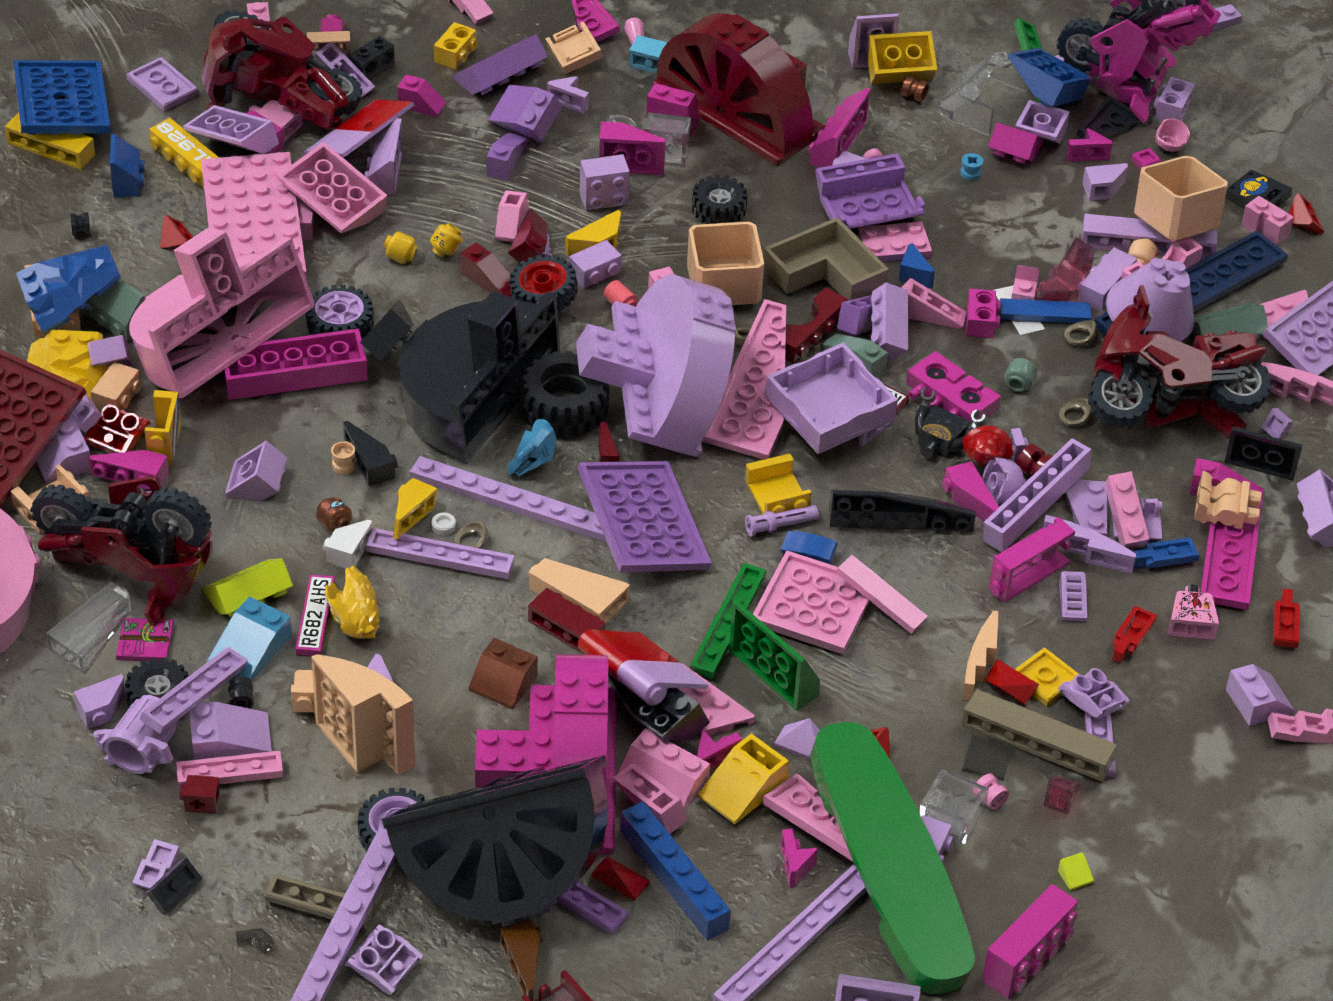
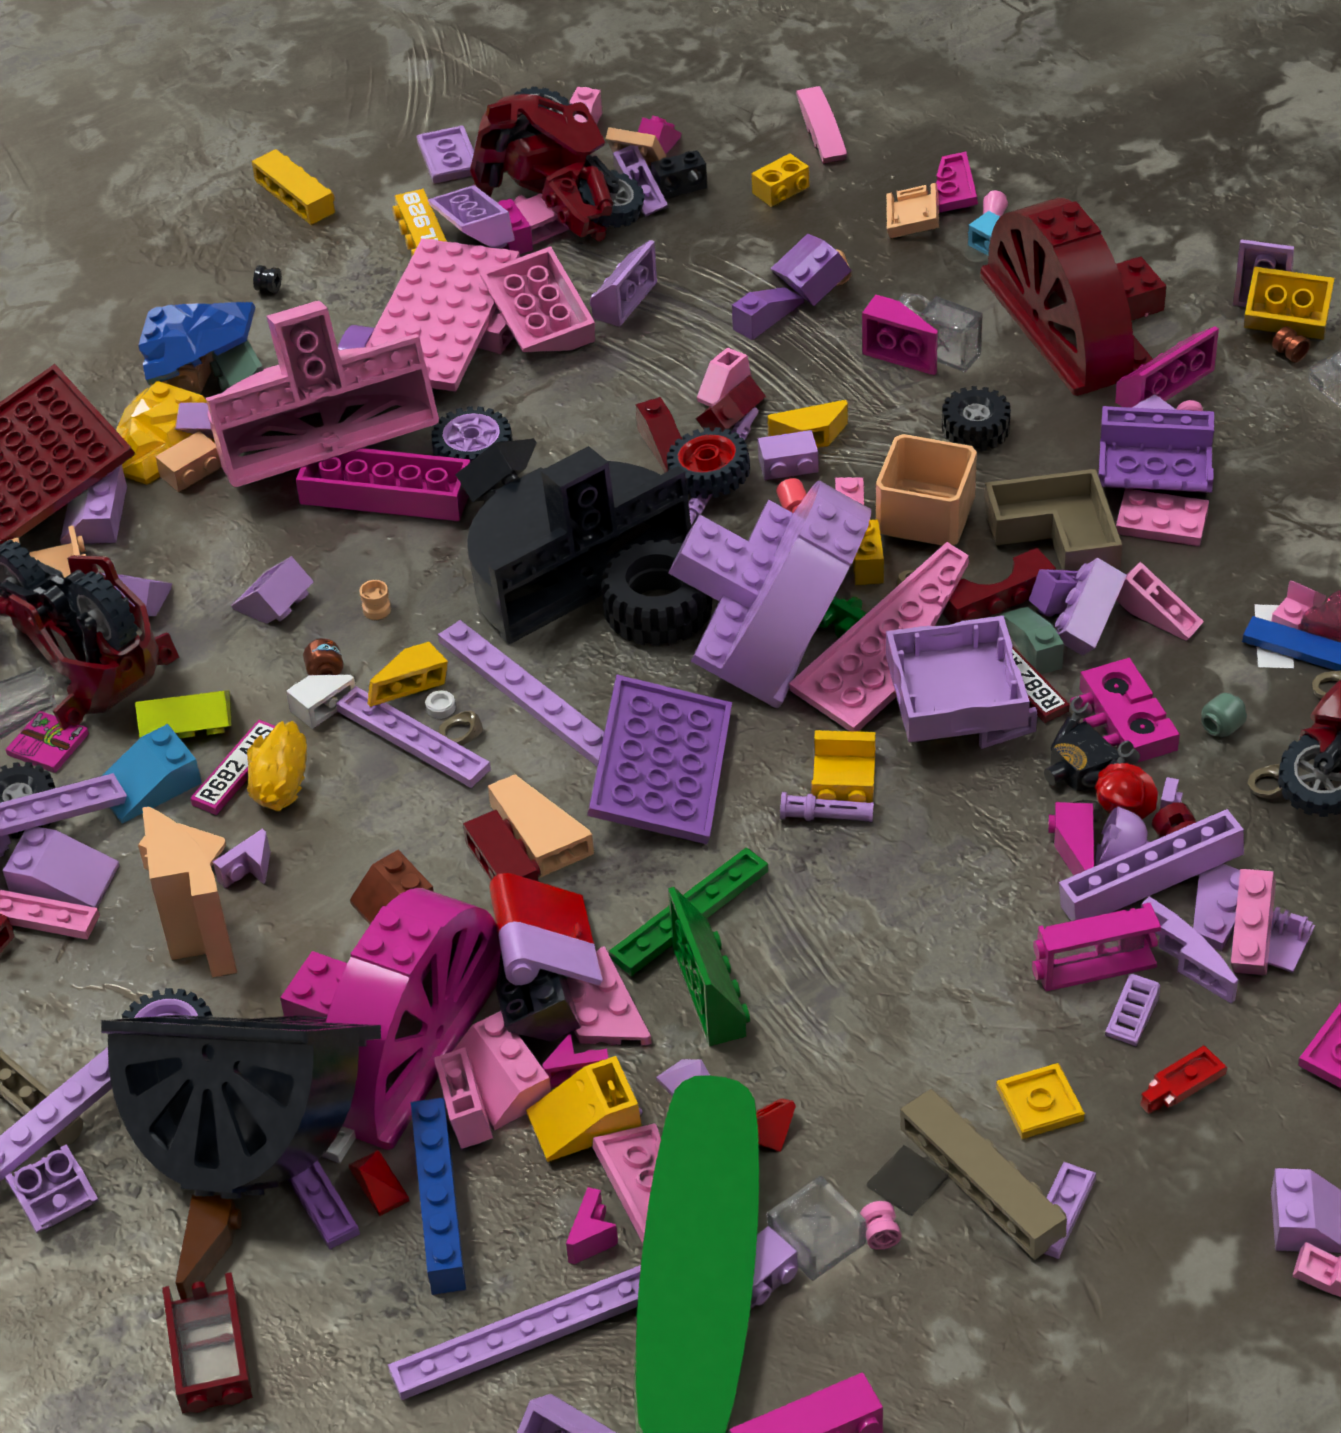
camera: 30 degrees right, 0 degrees up
(84, 92) = (301, 143): blue plate -> none
(86, 414) = (134, 476): lavender plate -> none
(116, 430) = (159, 505): red slope -> none
(126, 168) = (345, 230): blue slope -> none
(129, 466) = (152, 550): dark pink slope -> none
(168, 425) = (209, 519): yellow panel -> none
(173, 233) = (359, 311): red slope -> none
(240, 692) = (100, 829): black wheel -> none
(363, 126) = (613, 244): door -> none
(370, 455) = (405, 606): black slope -> none
(400, 247) = (582, 384): yellow head -> none
(422, 94) = (706, 225): dark pink slope -> none
(446, 240) = (635, 387): yellow head -> none
(502, 65) = (818, 211): medium lavender slope -> none
(534, 444) = (586, 641): dark azure helmet -> none
(568, 93) = (874, 259): lavender slope -> none
(604, 182) = (848, 365): lavender brick -> none
(607, 448) = (670, 666): dark red slope -> none
(673, 102) = (980, 295): dark pink slope -> none
(810, 546) = (838, 850): blue slope -> none
(811, 603) = (805, 920): bright pink plate -> none
(881, 594) = (887, 934): bright pink tile -> none
(896, 511) = (965, 838): black wedge -> none
(916, 267) = (1164, 553): blue slope -> none
(971, 166) = (1309, 450): dark azure wheel -> none
(982, 313) = (1218, 628): dark pink brick -> none
(982, 653) = (974, 1042): light nougat slope -> none
(1011, 682) = (988, 1094): red slope -> none
(1060, 794) = (970, 1255): clear pink slope -> none
(1075, 871) = (930, 1366): neon yellow slope -> none
(1094, 693) = (1083, 1142): lavender slope -> none
(1166, 553) = (1285, 991): blue hinge -> none
(1194, 615) = (1274, 1079): bright pink torso -> none

